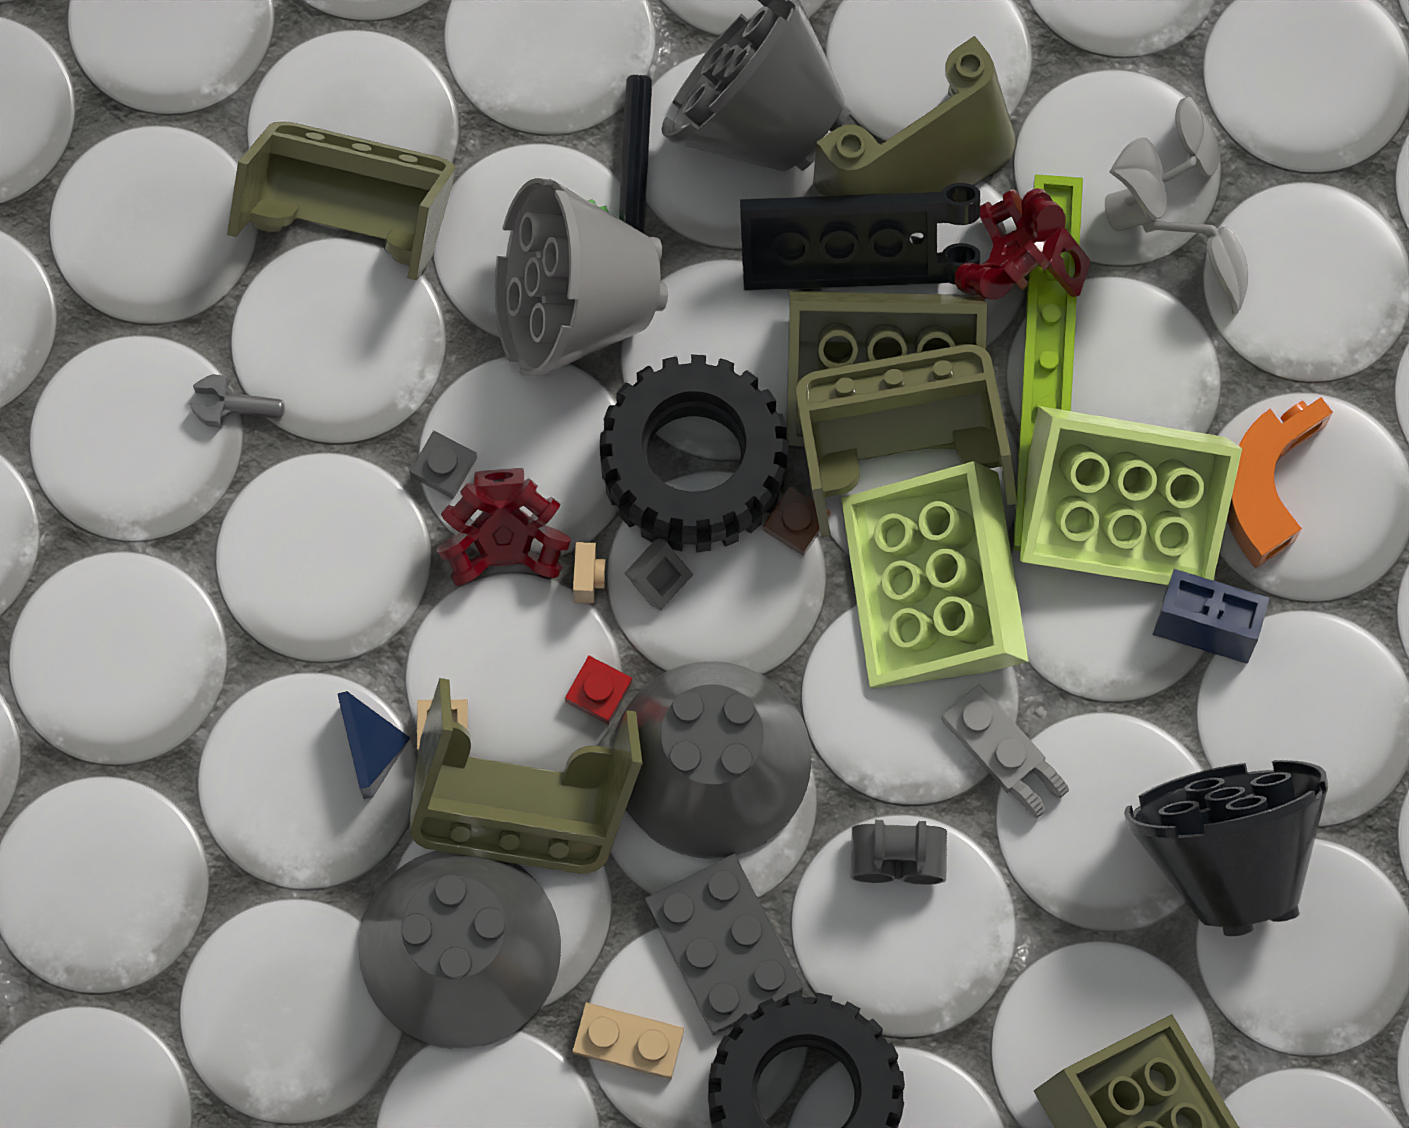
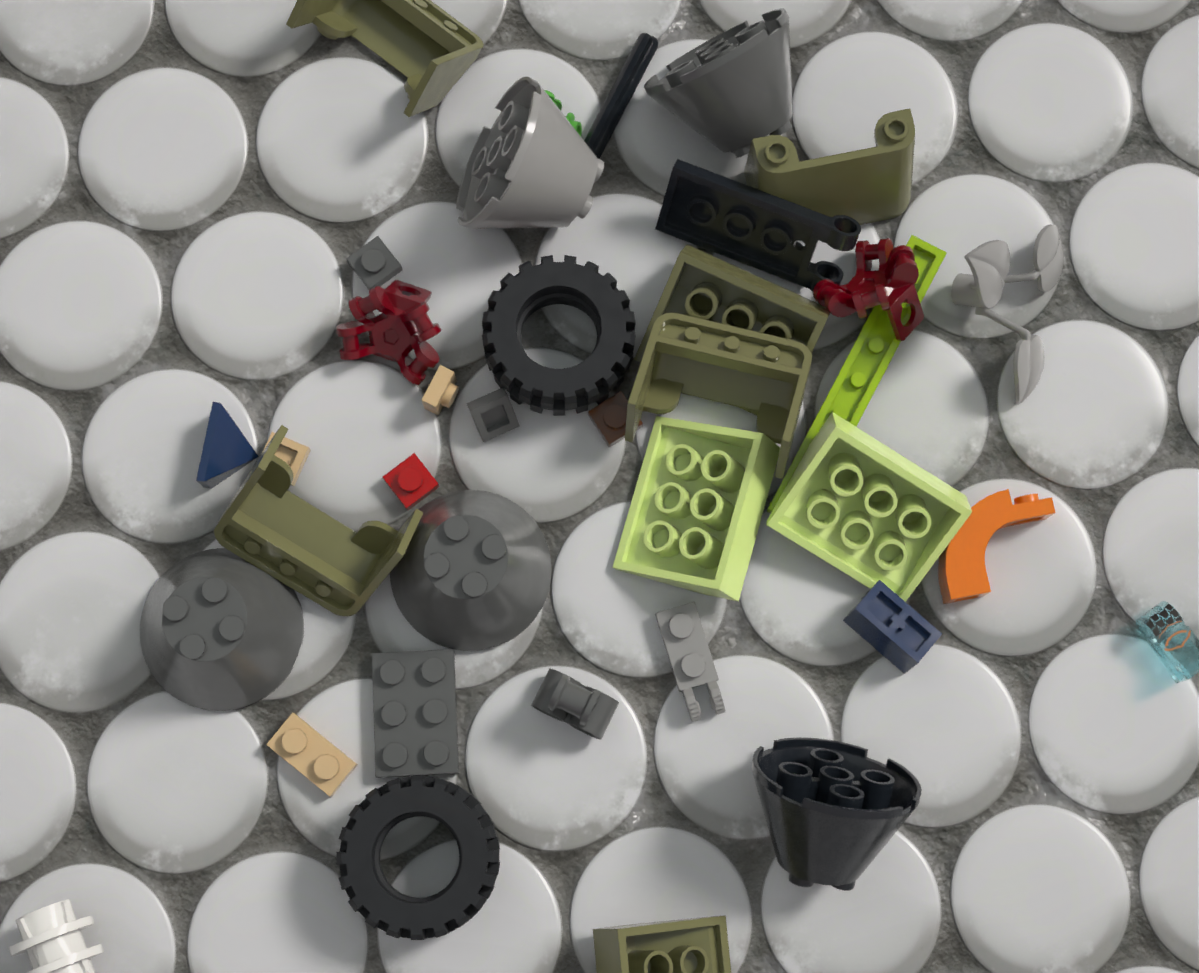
camera: 20 degrees right, 5 degrees up
(232, 402) = (242, 152): flat silver bar -> none

